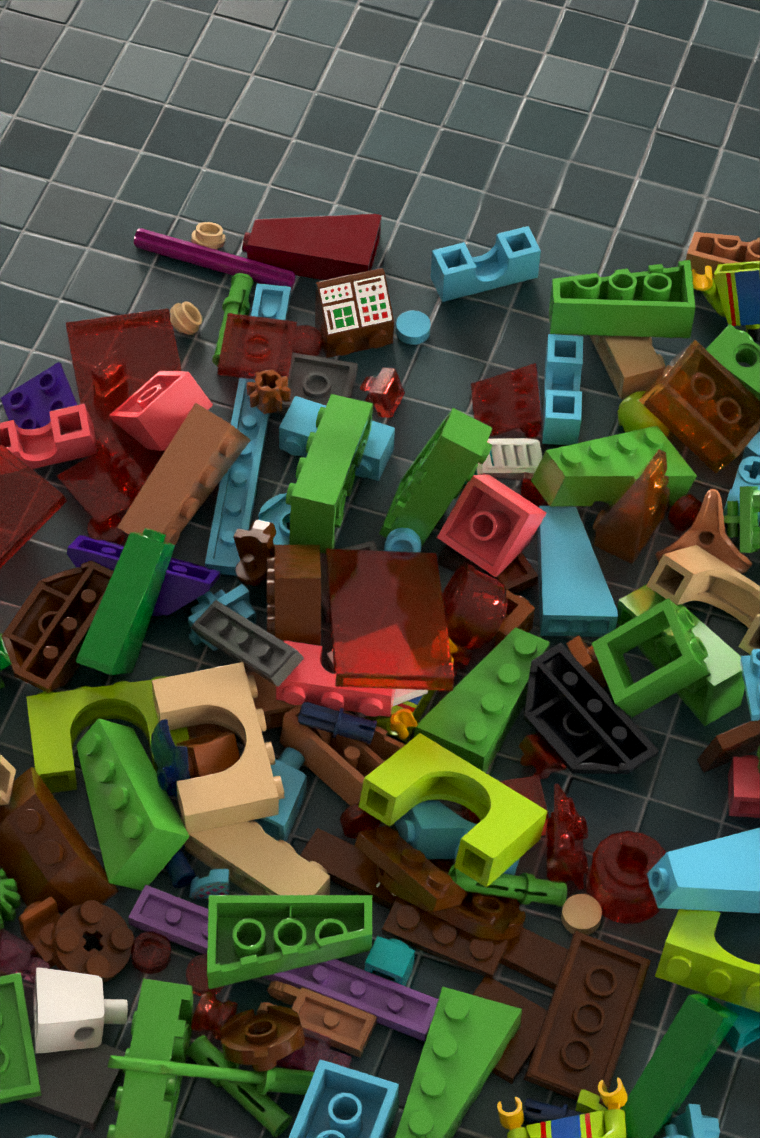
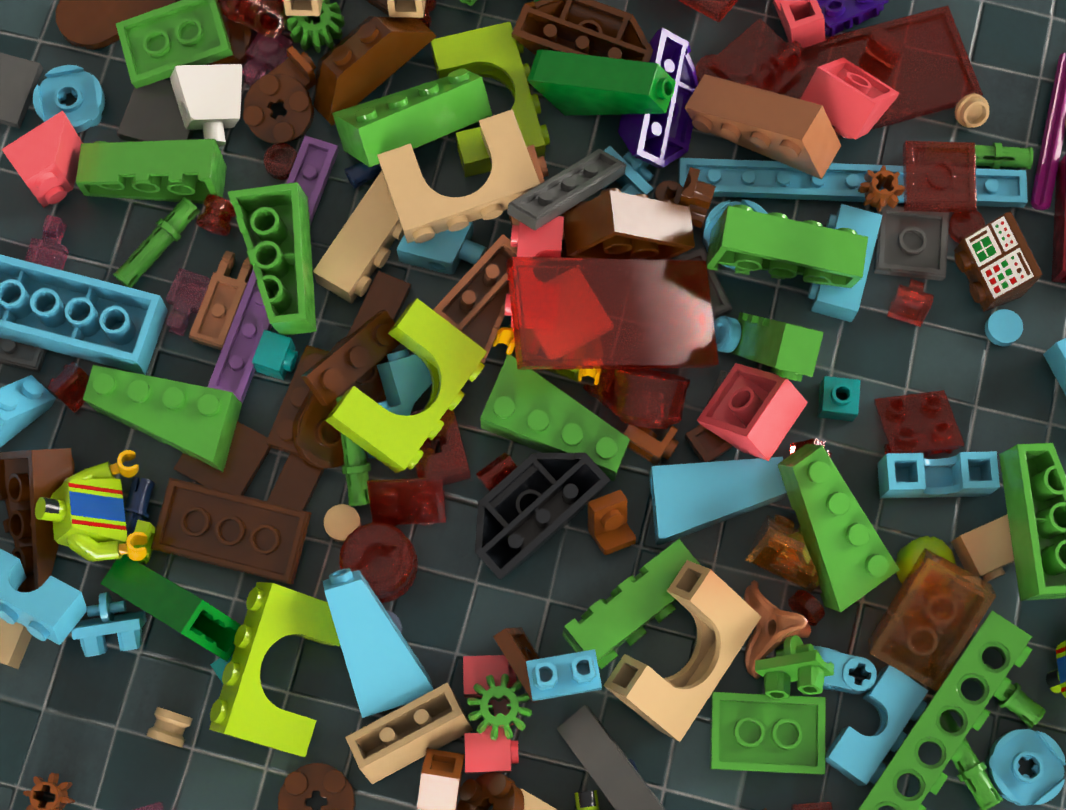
camera: 85 degrees right, 20 degrees up
(170, 759) = (433, 145): plate -> none
(211, 753) = (456, 173): dark orange brick -> none
(215, 884) = (345, 202): medium azure tile -> none
(262, 1037) = (176, 263): reddish brown plate -> none
(273, 1080) = (151, 262): bright green piece -> none
(337, 722) = (491, 278): dark blue axle -> none
(511, 458) = (846, 443): white slope -> none
(664, 682) = (588, 539): bright green window -> none

